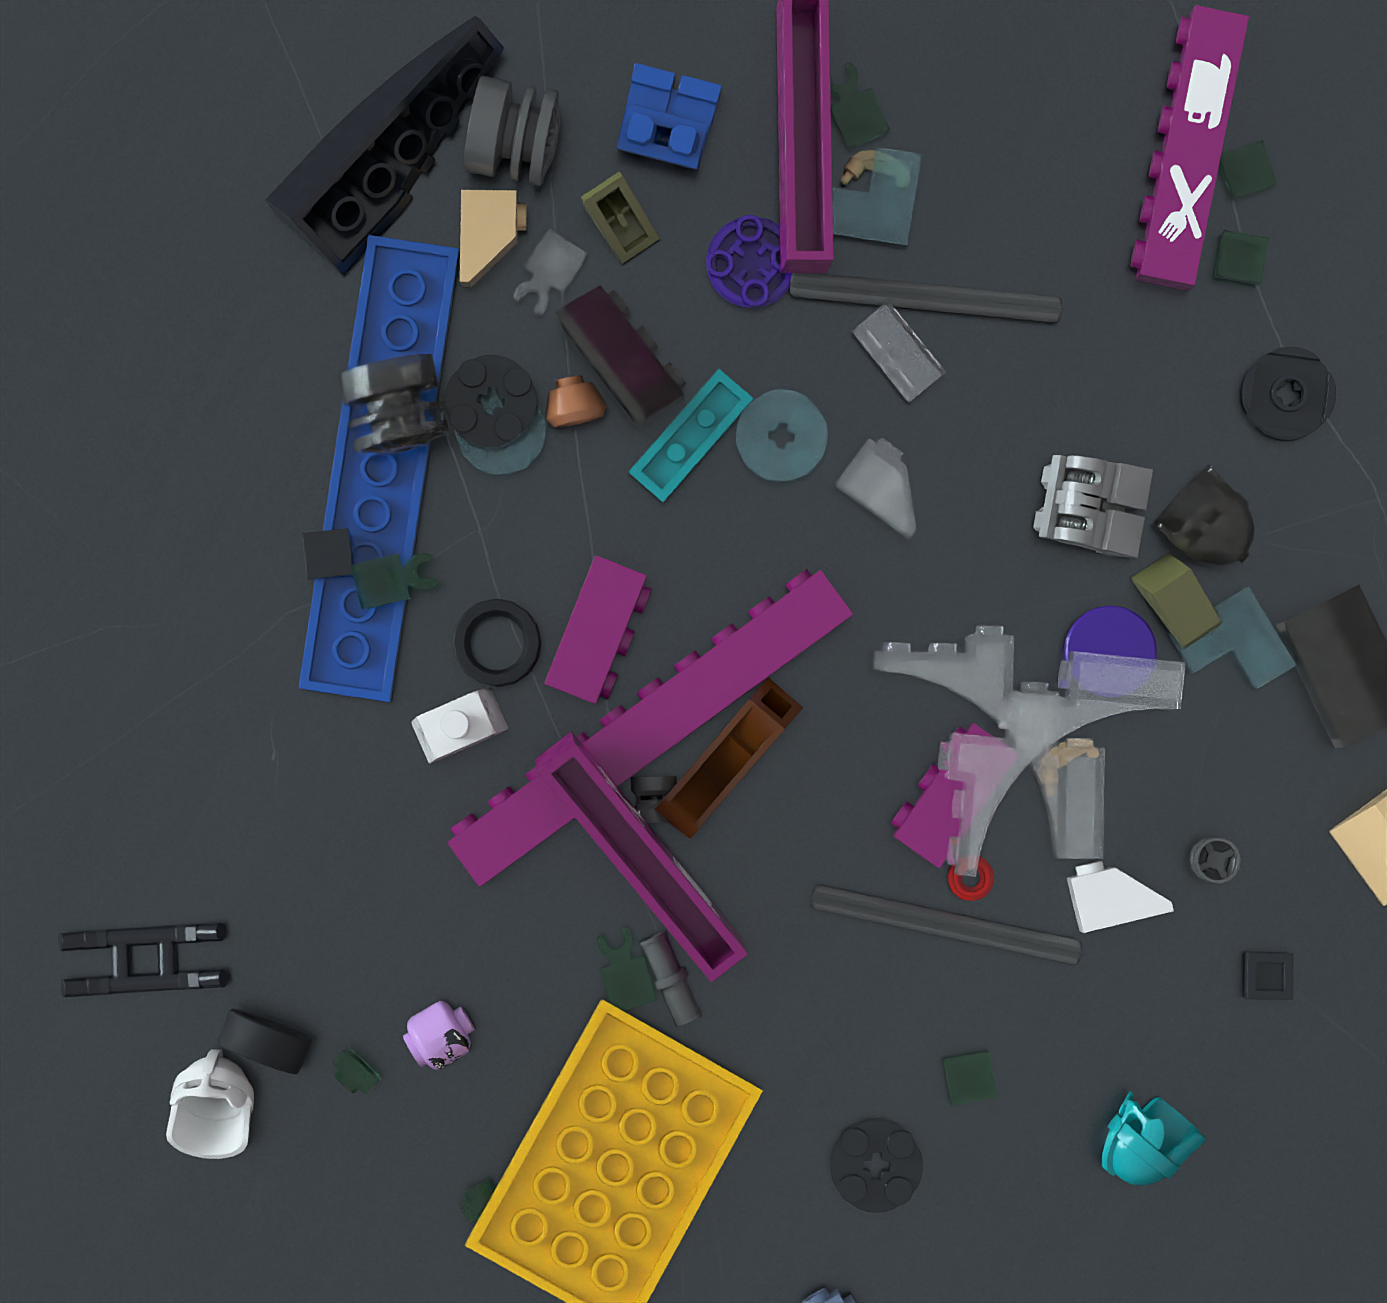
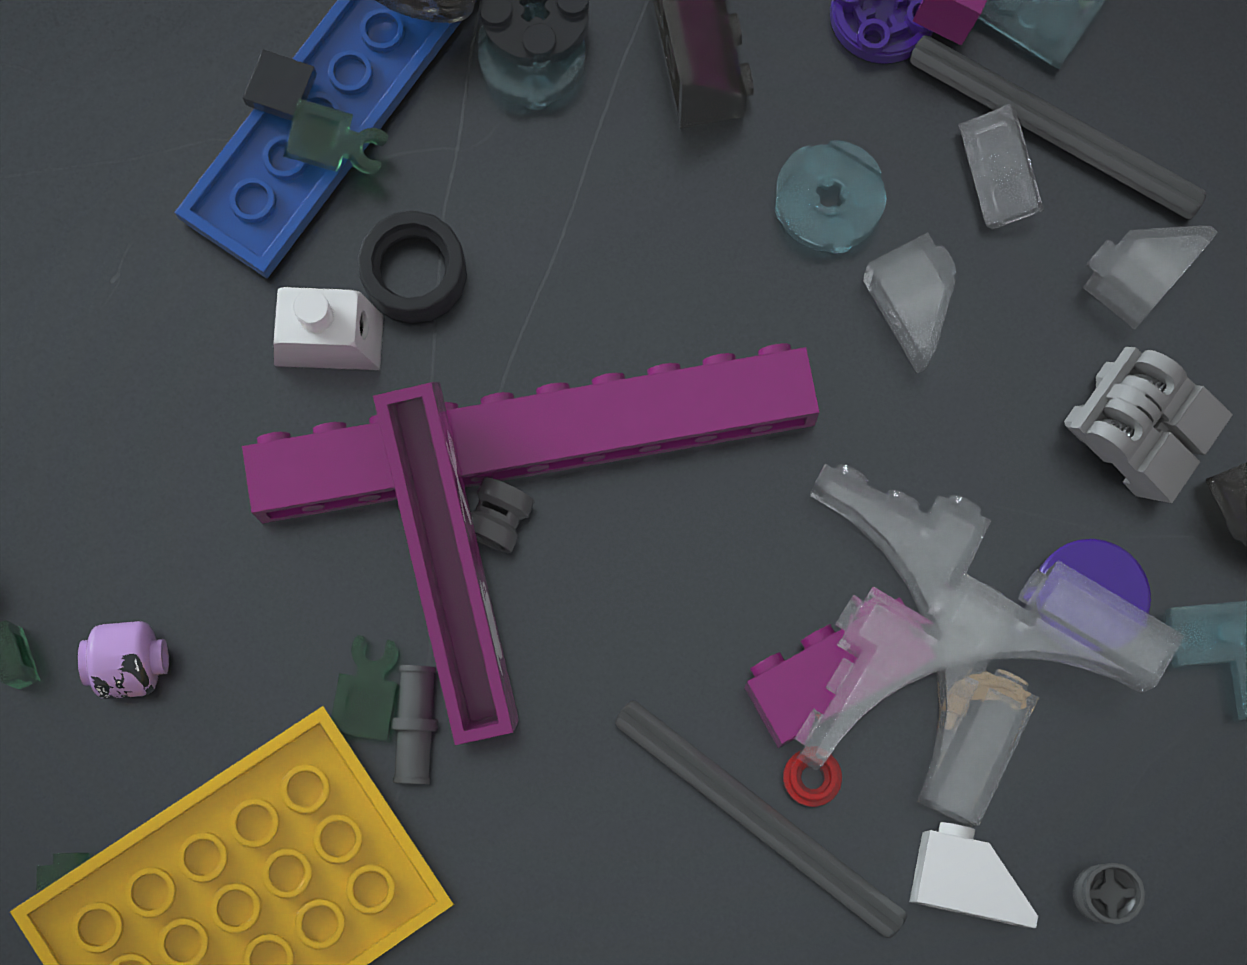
camera: 25 degrees right, 10 degrees down
(574, 403) = (623, 59): nougat cone -> none
(598, 631) = (527, 304): magenta brick -> none
(690, 435) = (730, 150): teal plate -> none
(728, 758) = (599, 507): reddish brown arch -> none
(1041, 383) = (1144, 267): none -> clear slope
(1177, 599) = (1198, 574): olive slope -> none

